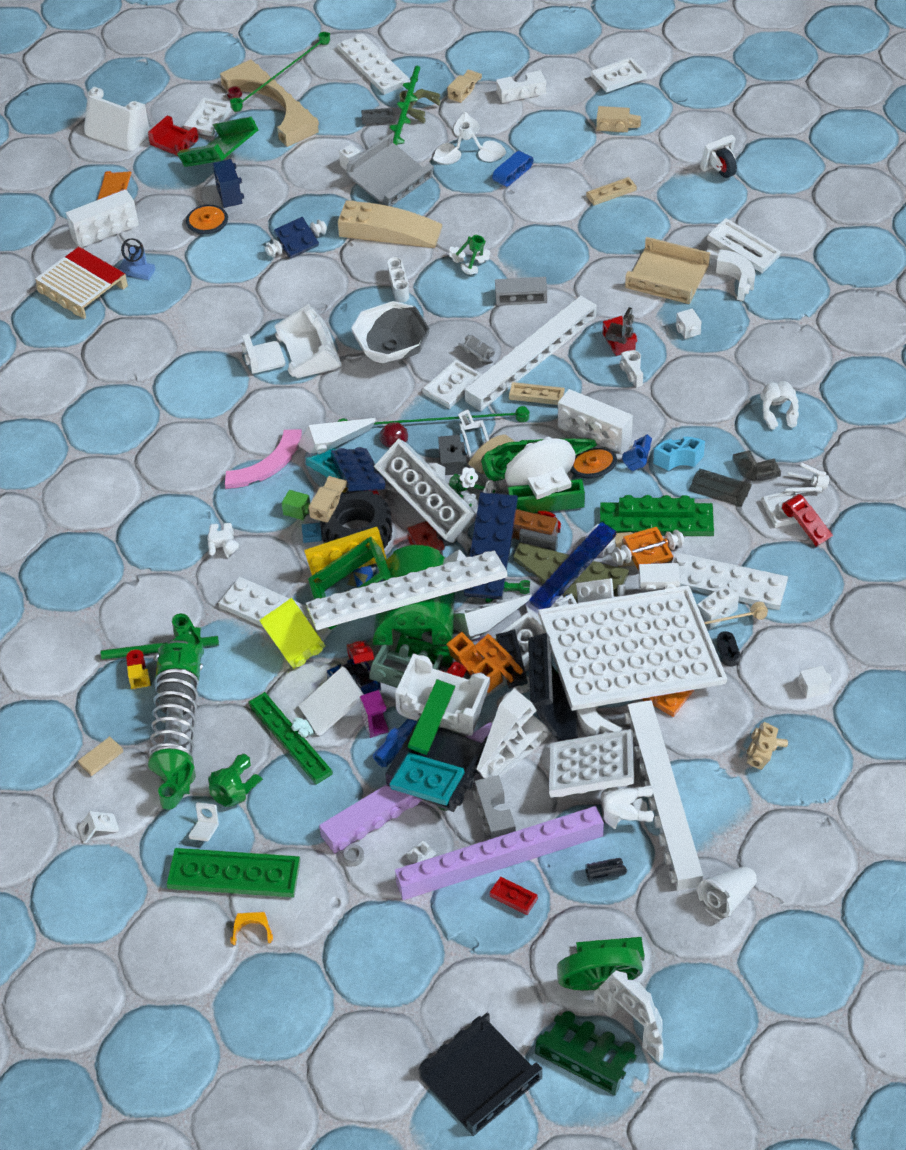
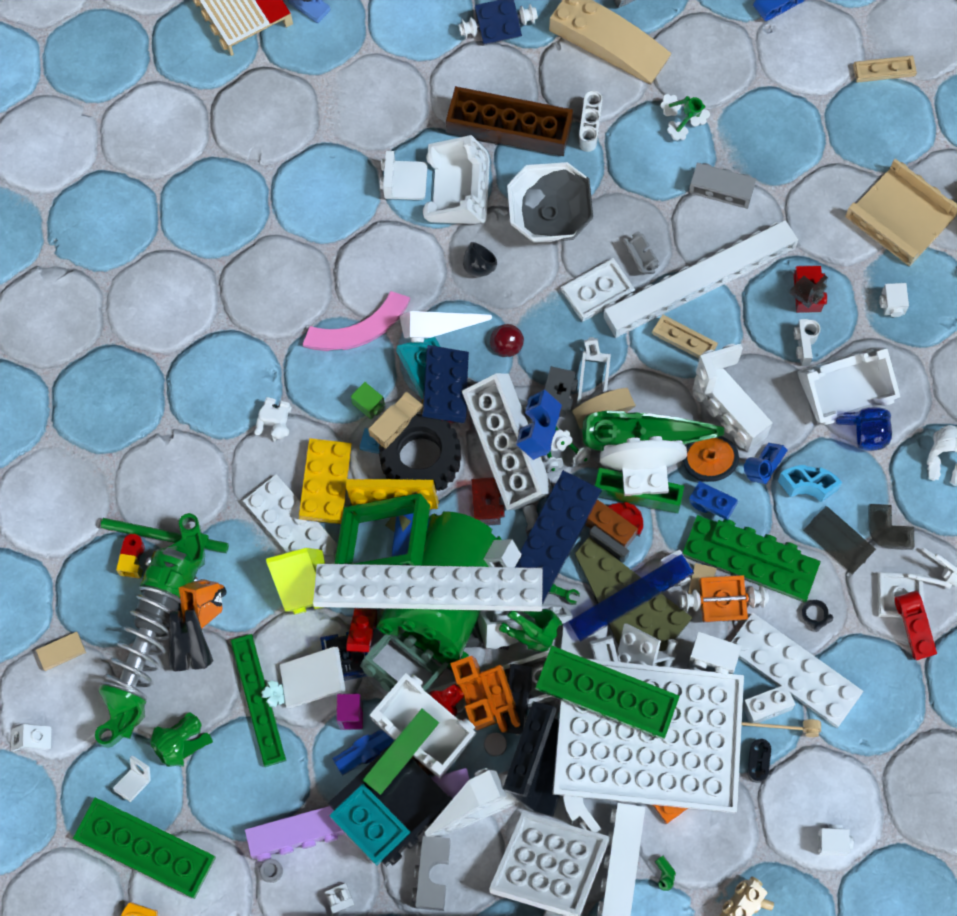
camera: 20 degrees right, 20 degrees up
(212, 676) = (204, 598): none -> orange torso
(212, 706) = (187, 642): none -> black piece
(283, 568) = (325, 481): none -> yellow plate
(334, 293) = (509, 121): none -> reddish brown brick
(347, 390) = (479, 260): none -> black hat
(449, 466) = (538, 436): none -> blue arch
(509, 600) = (538, 636): none -> green piece
(521, 415) = (657, 361): green piece -> none
(570, 382) = (714, 360): none -> white bracket
(585, 621) = (607, 692): none -> green plate
(603, 487) = (707, 498): none -> blue plate
(680, 383) = (849, 383): none -> white windscreen
(690, 747) = (667, 874): none -> green arm
(712, 408) = (872, 427): none -> clear blue piece
(730, 545) = (817, 625): none -> black piece

